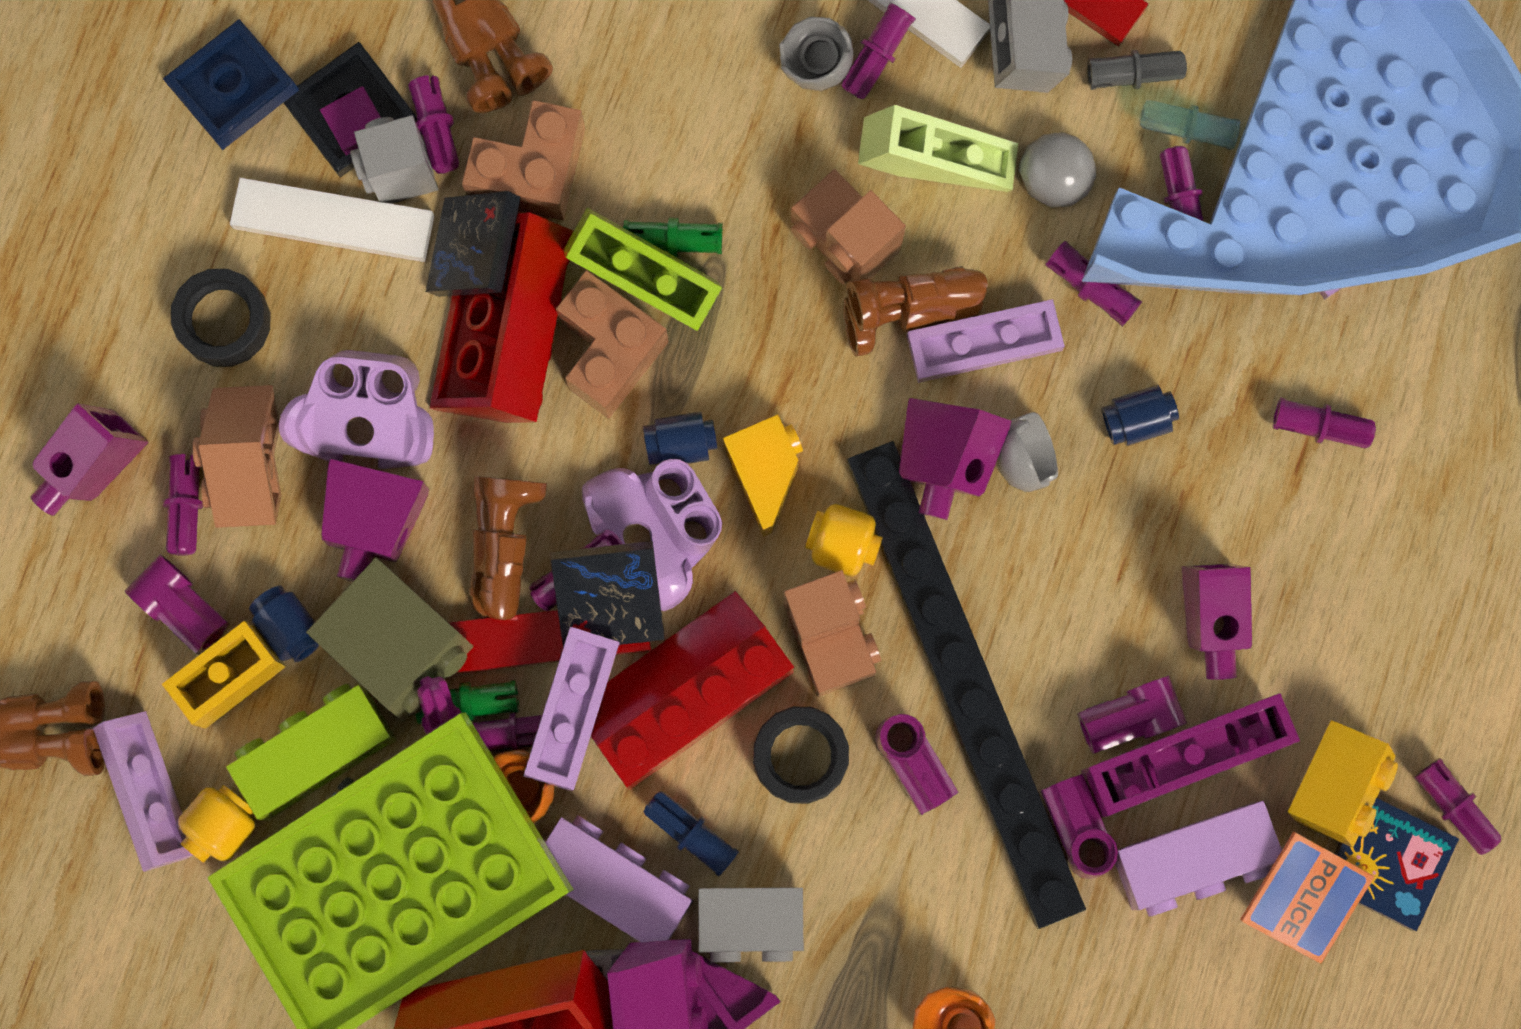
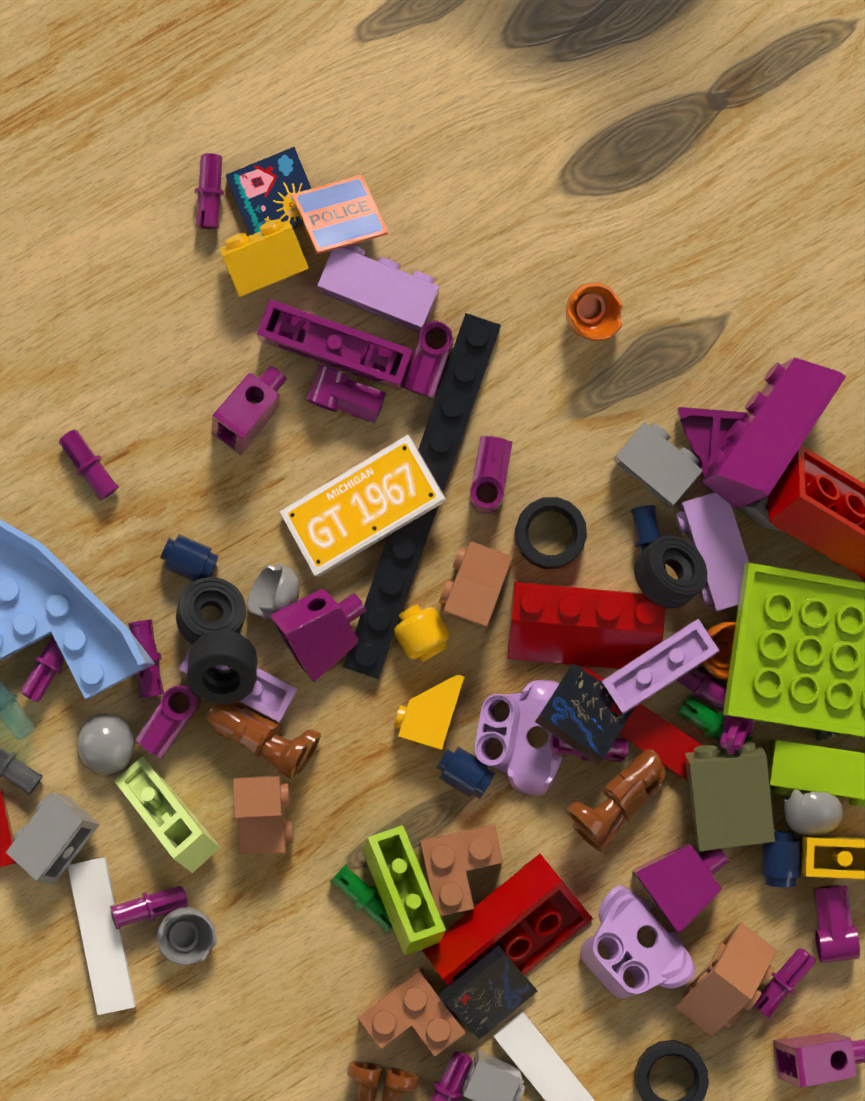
camera: 140 degrees left, 5 degrees up
(290, 693) = (812, 813): none -> light grey hair
(643, 788) = (658, 584): none -> black tyre
(1012, 329) = (217, 684): none -> black tyre
(1014, 617) = (363, 506): none -> yellow tile
(1016, 241) = (166, 722): none -> magenta piece
(1090, 398) = (215, 593): none -> black tyre

